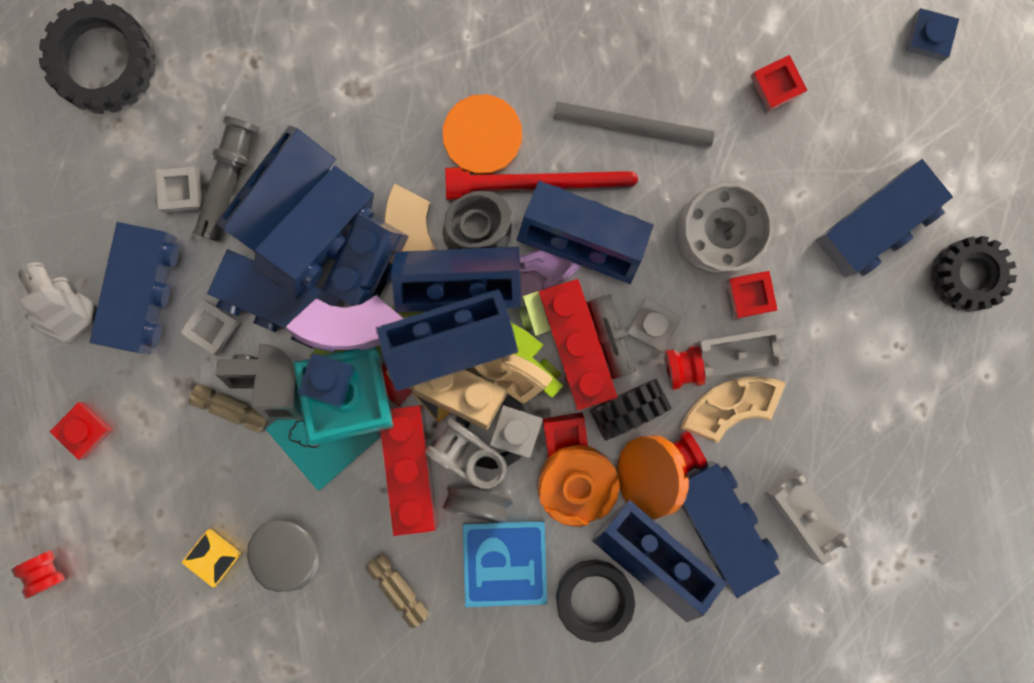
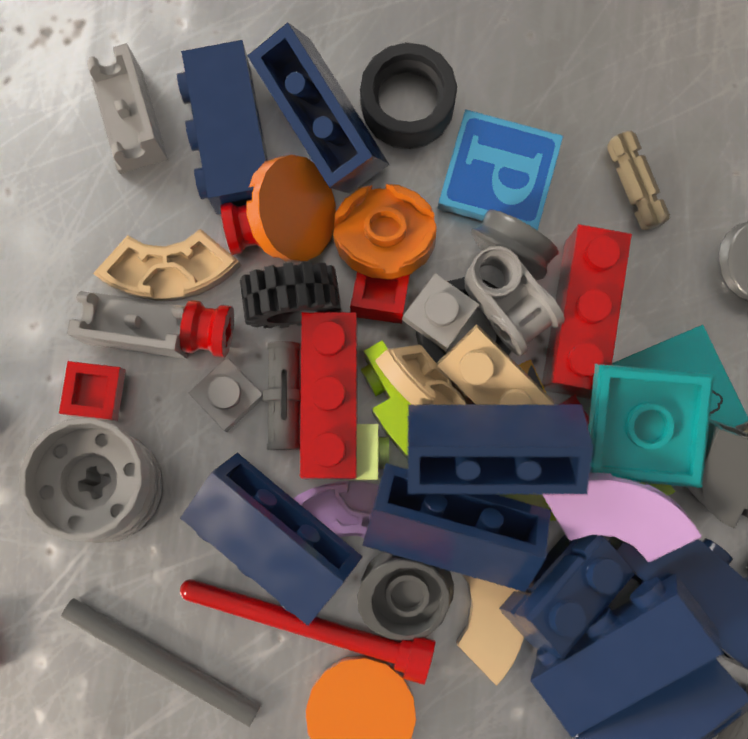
camera: 160 degrees left, 5 degrees down
(326, 380) = (668, 447): dark blue plate -> none

